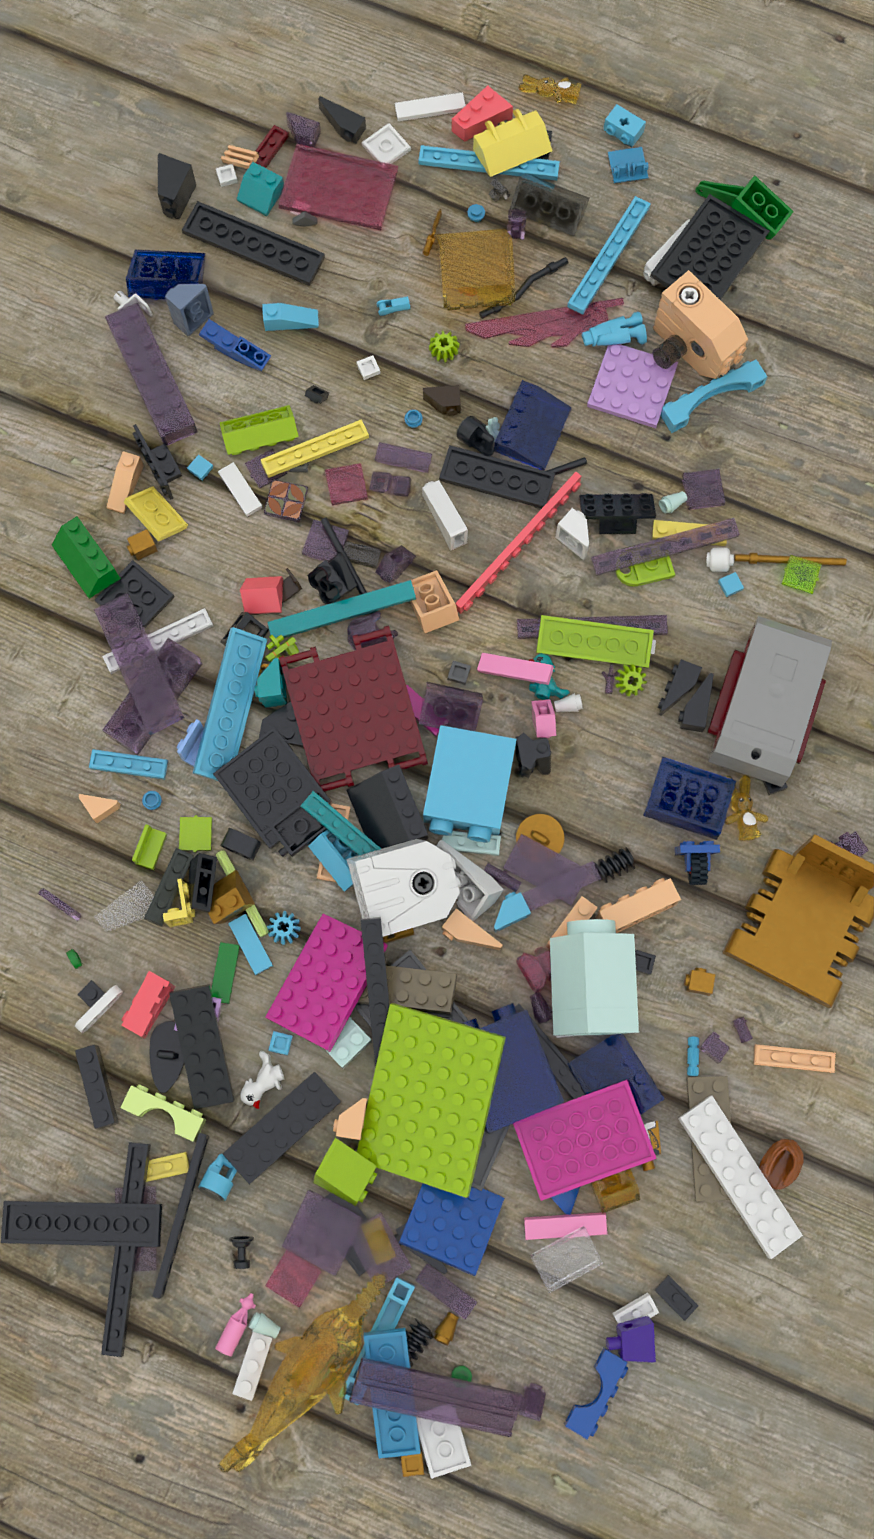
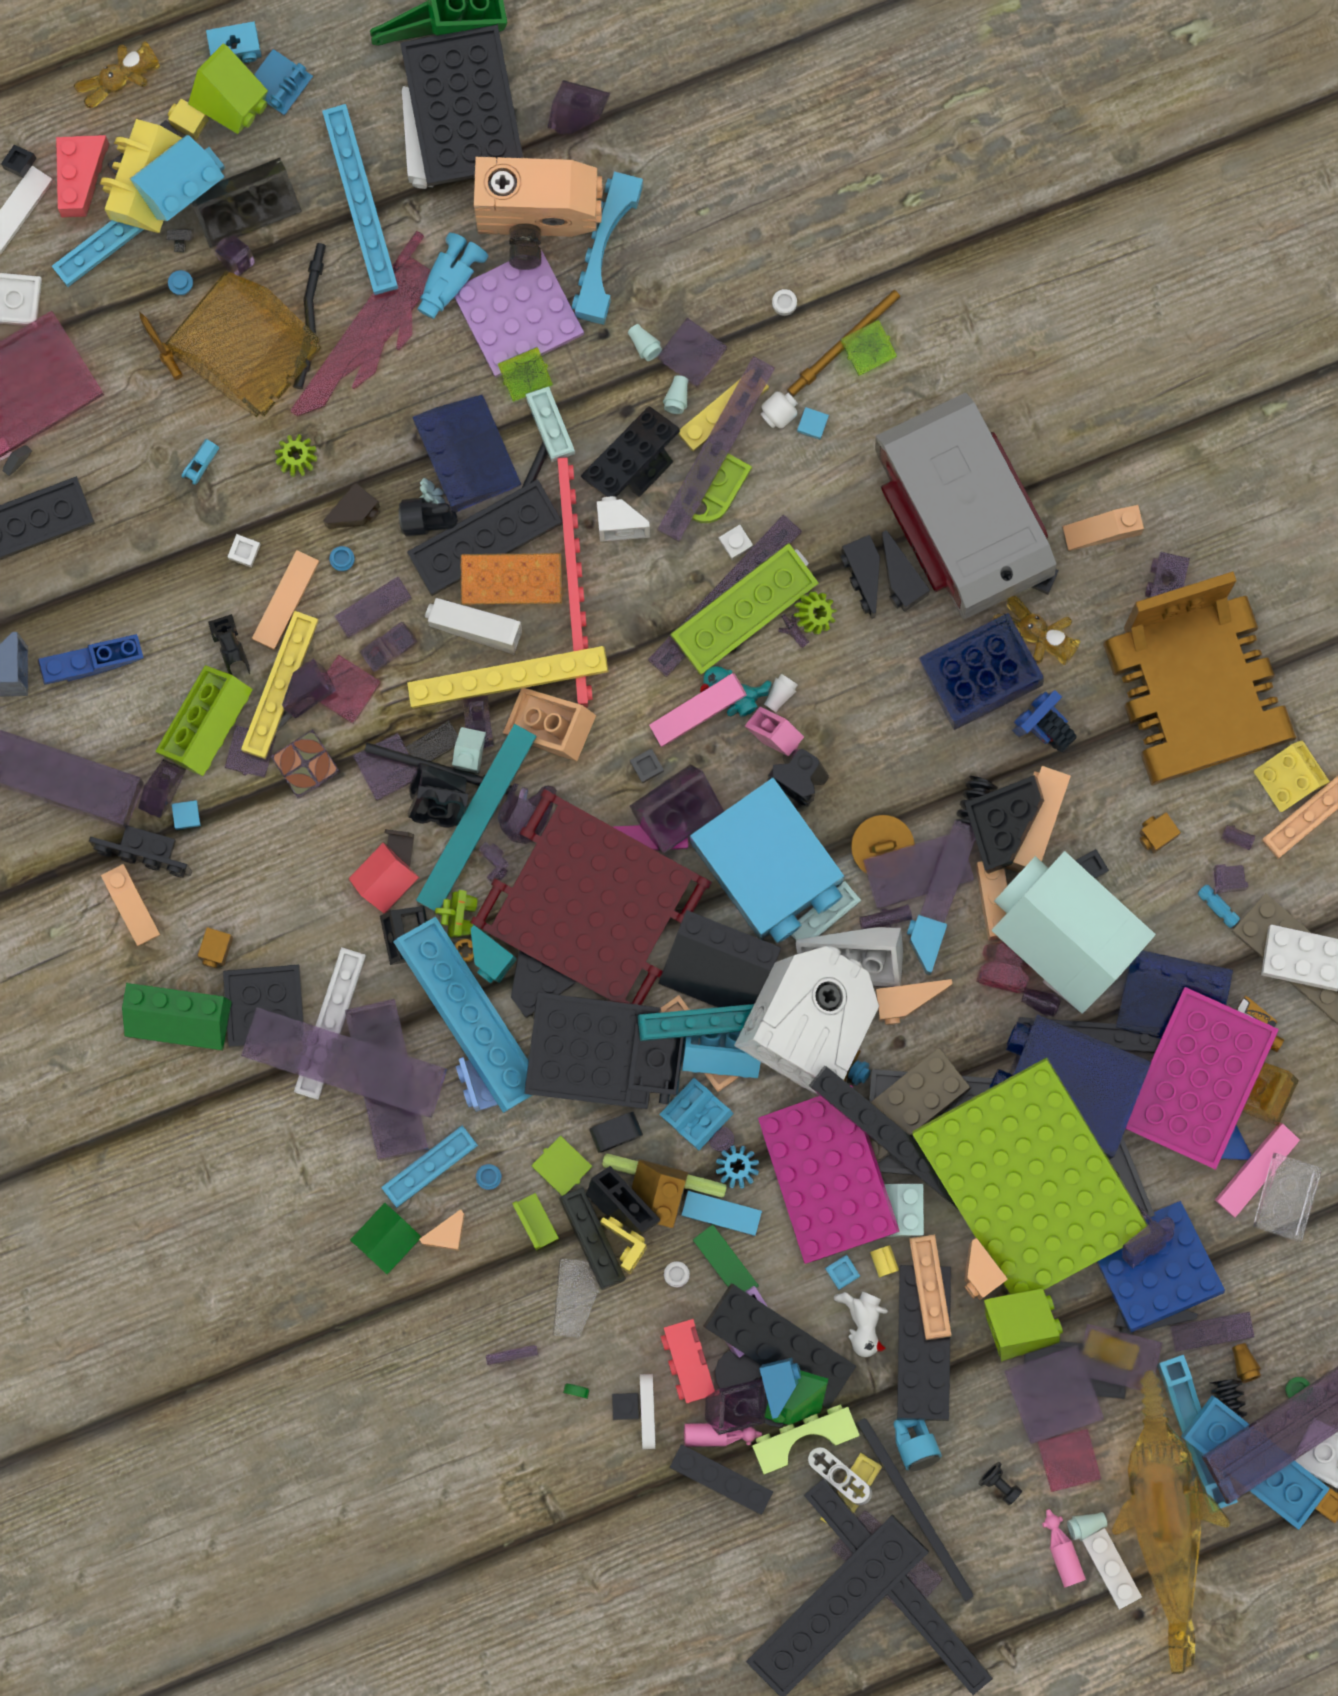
camera: 45 degrees left, 5 degrees up
(65, 778) = (386, 1238): none -> green slope
(121, 1060) = (705, 1436): none -> bright pink wheel
(145, 1056) = (736, 1407): none -> clear purple slope
(154, 1168) = (859, 1483): none -> white beam
(155, 513) = (196, 903): light yellow tile -> none
(175, 1065) = (779, 1383): none -> dark azure slope
(180, 1082) = (805, 1400): none -> green slope
(193, 952) = (676, 1274): none -> white tile
(201, 441) = (161, 788): none -> clear purple slope
(240, 489) = (248, 797): white tile -> none
(288, 317) = (111, 576): medium azure slope -> none
(291, 904) = (722, 1140): none -> clear purple plate
(293, 878) = (696, 1114): none -> medium azure slope
(308, 1060) = (884, 1261): none -> light yellow piece
(309, 406) = (230, 648): none -> black piece
(316, 1100) = (930, 1287): none -> light nougat tile
(325, 462) = (307, 688): none -> clear purple slope
(330, 638) = (494, 856): none -> clear purple bracket
(365, 410) = (285, 600): none -> light nougat tile
(372, 571) = (469, 750): none -> light aqua slope
(401, 944) = (859, 1072): none -> dark azure plate
(434, 556) = (508, 677): none -> light yellow plate
(458, 84) = (18, 161): none -> black plate
(461, 1201) = (1149, 1240): none -> clear purple piece
(488, 509) = (510, 578): none -> clear yellow tile
(525, 154) = (176, 178): none -> medium azure slope
(563, 140) = (187, 119): none -> light yellow brick
(590, 453) = (550, 424): none -> light aqua tile
(597, 139) = (228, 91): none -> lime slope
(604, 417) = (524, 373): none -> clear neon green piece
(618, 886) = (1003, 821): none -> black plate
(626, 605) = (735, 542): none -> white plate
(683, 460) = (645, 343): none -> light aqua cone
(767, 310) = (576, 107): none -> clear purple slope
(779, 510) = (784, 302): none -> white tile
(807, 1026) = (1291, 775): none -> light yellow bracket
(836, 789) = (1104, 528): none -> light nougat slope

